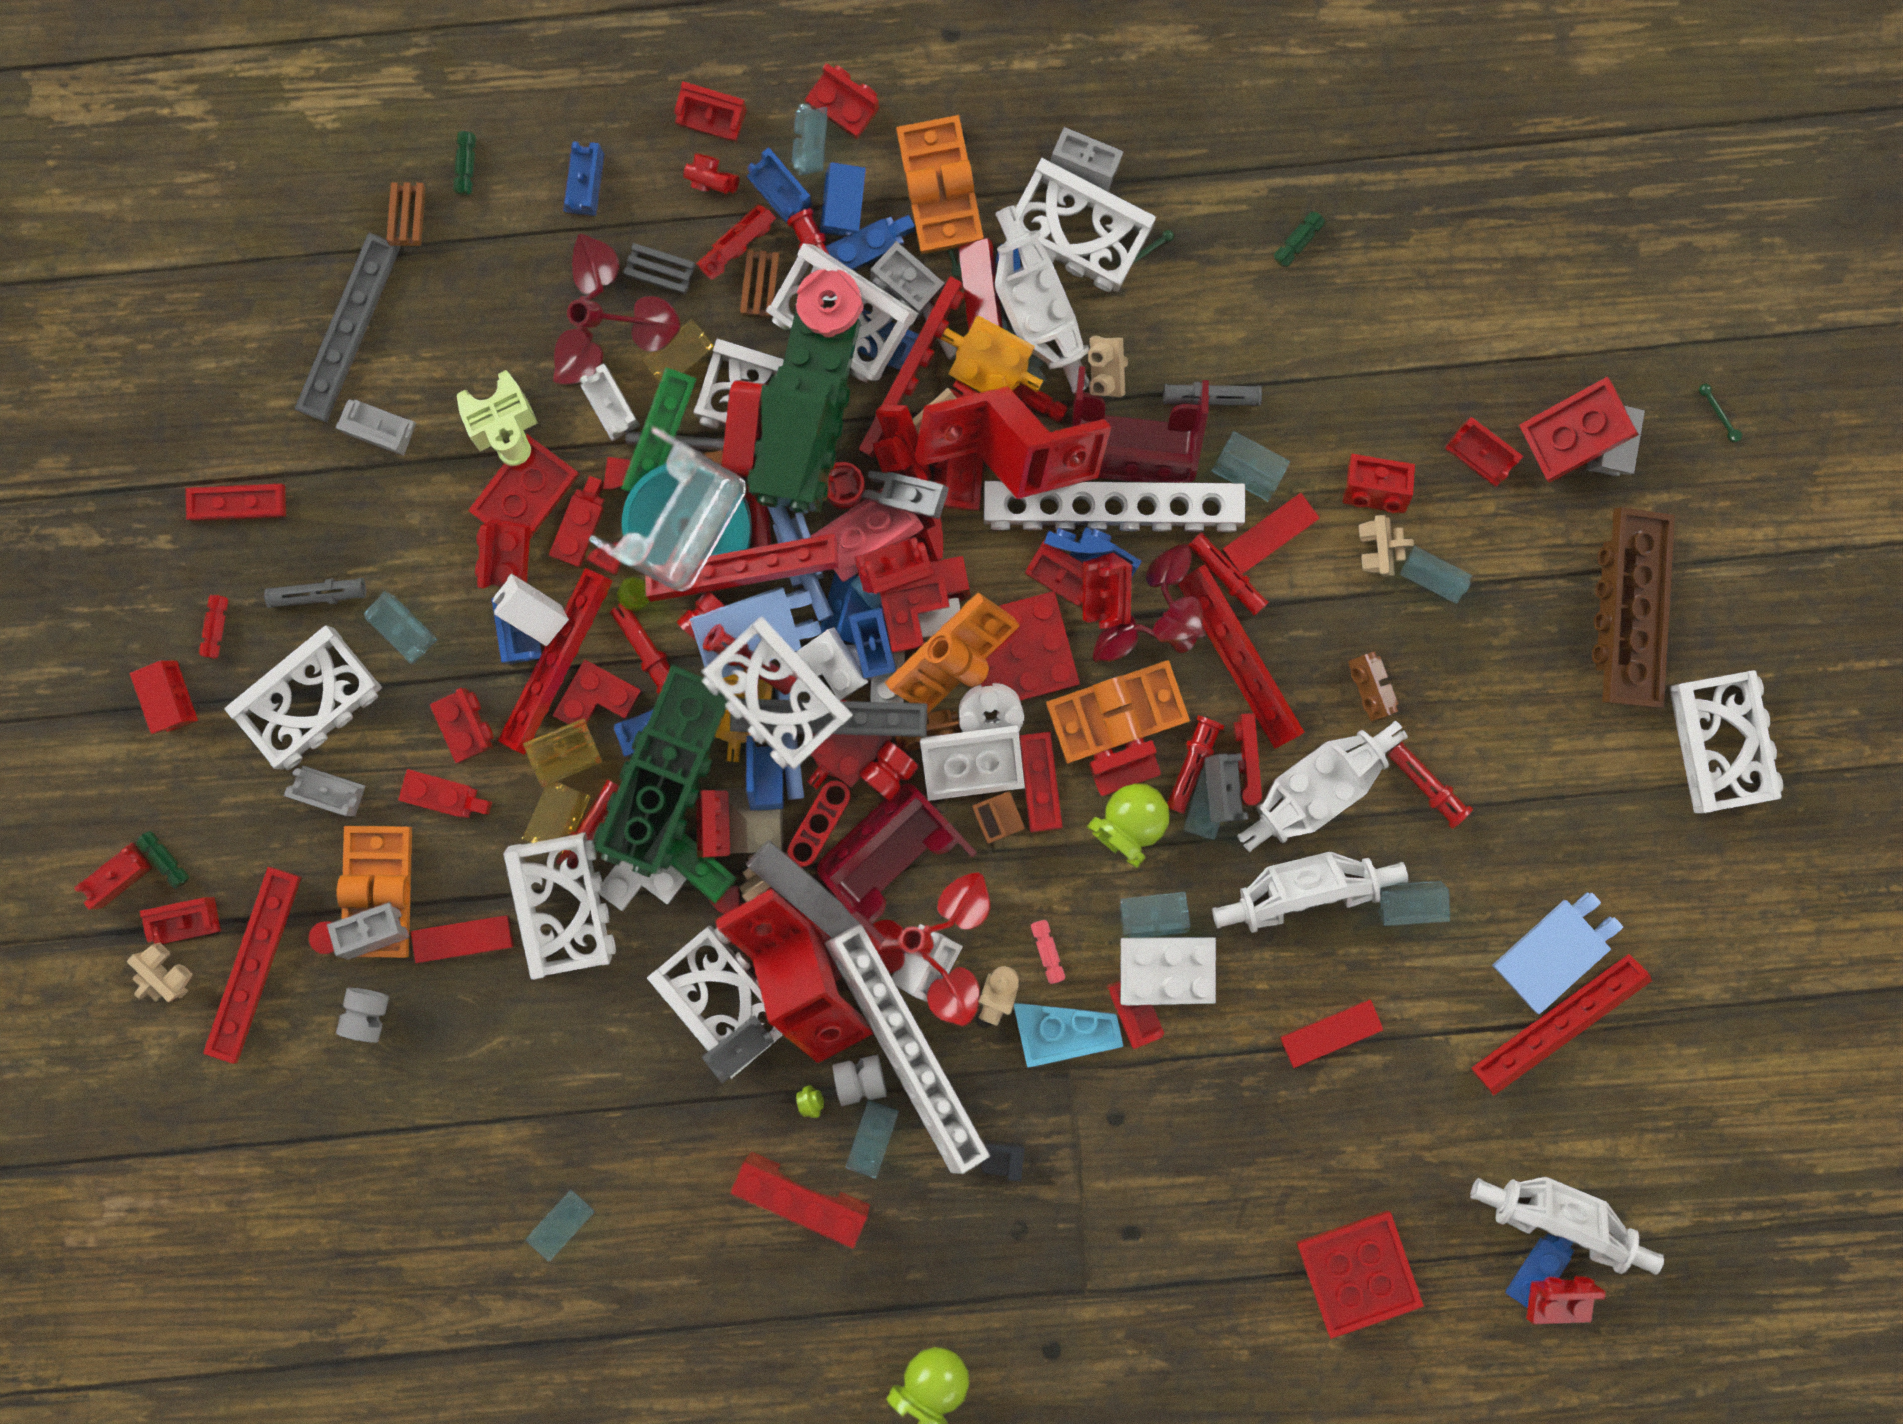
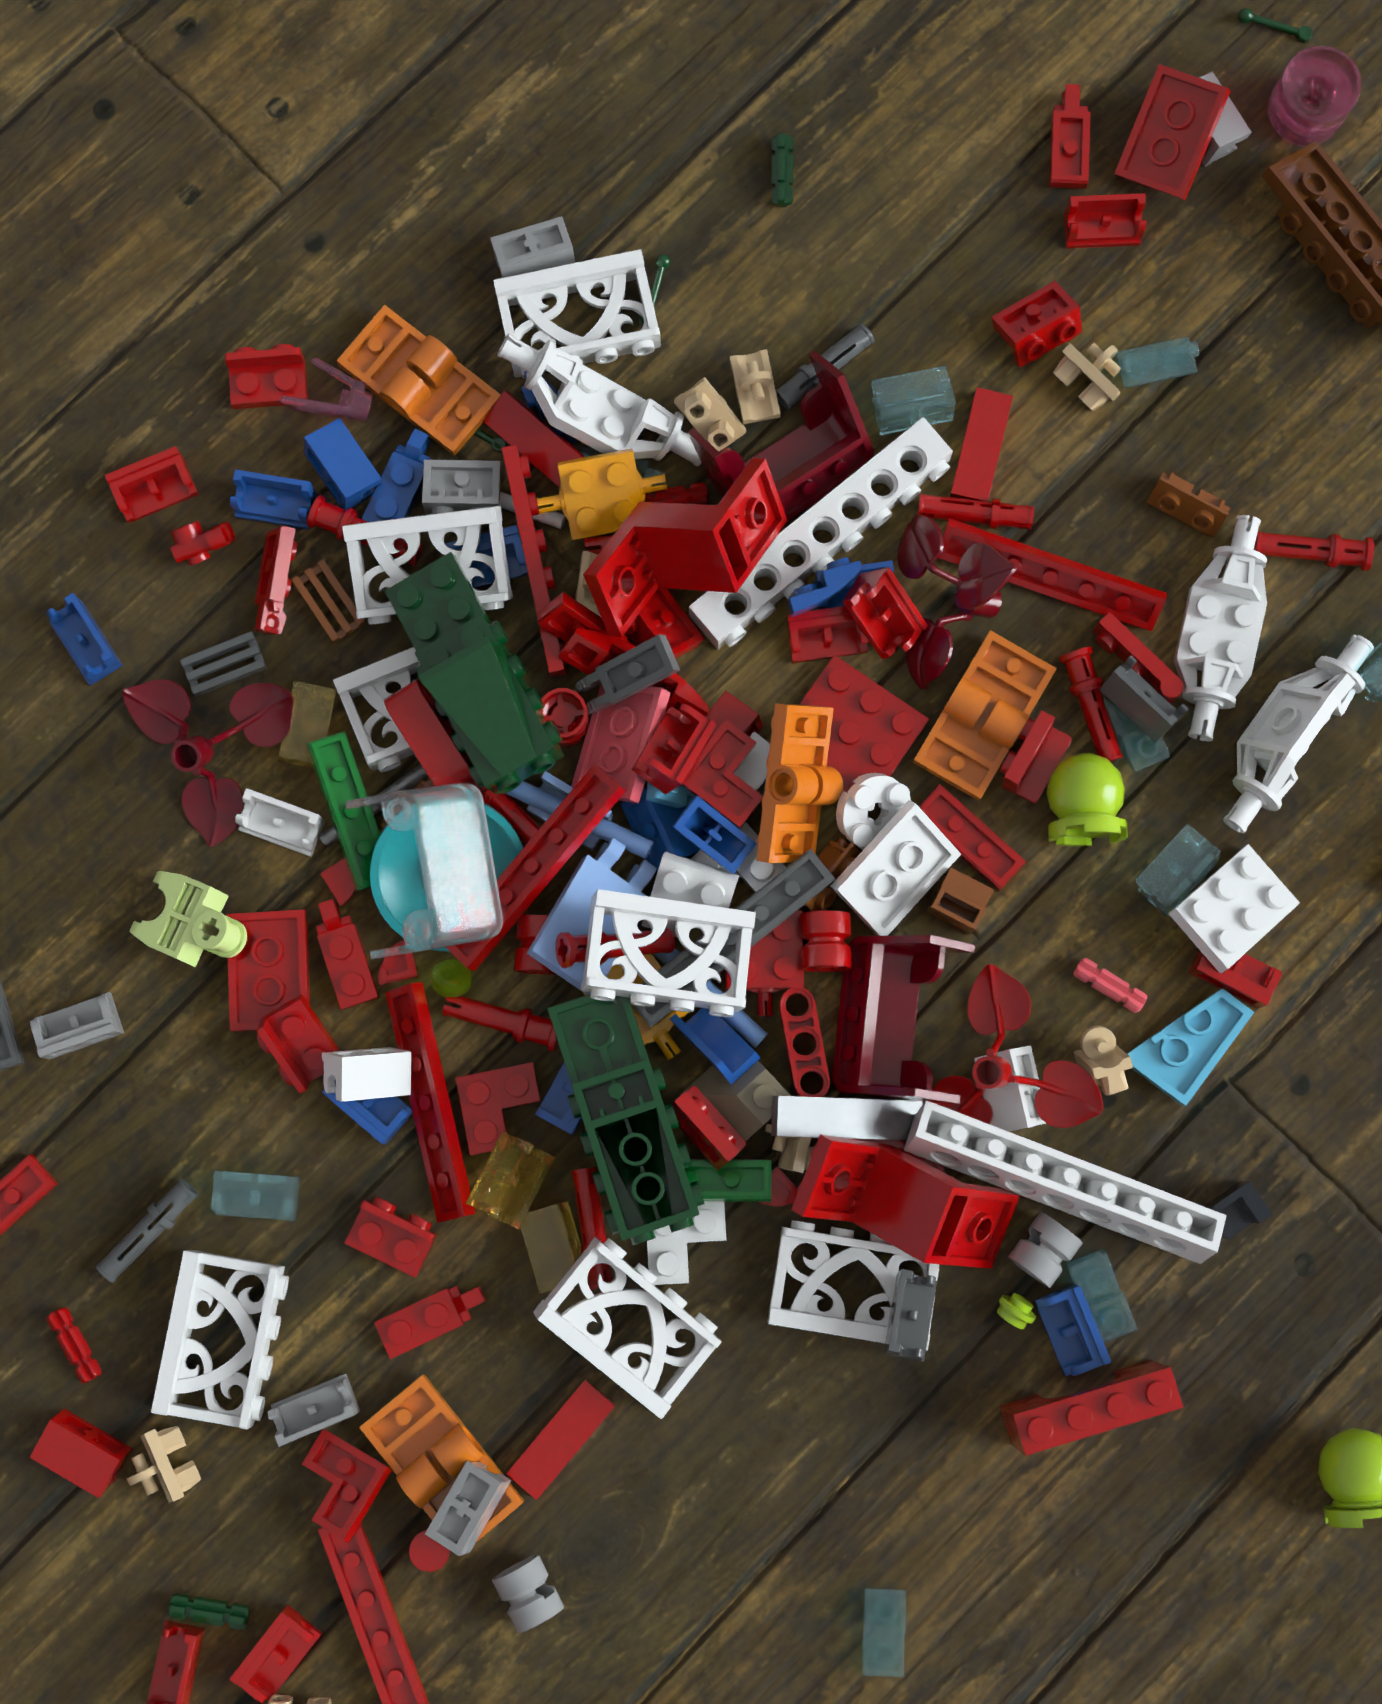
camera: 45 degrees left, 5 degrees down
(205, 762) = (172, 1480): none -> tan hips
(312, 858) = (355, 1483): none -> red plate
(809, 151) = (271, 438): clear light blue hinge -> none
(829, 320) = (399, 539): coral plate -> none
(834, 1144) = (1072, 1330): none -> blue hinge
(881, 165) = (352, 404): none -> clear pink plant
(1153, 371) = (755, 387): none -> tan hips
(1508, 378) = (1070, 141): none -> red hinge
(1714, 478) = (1323, 79): none -> clear pink wheel

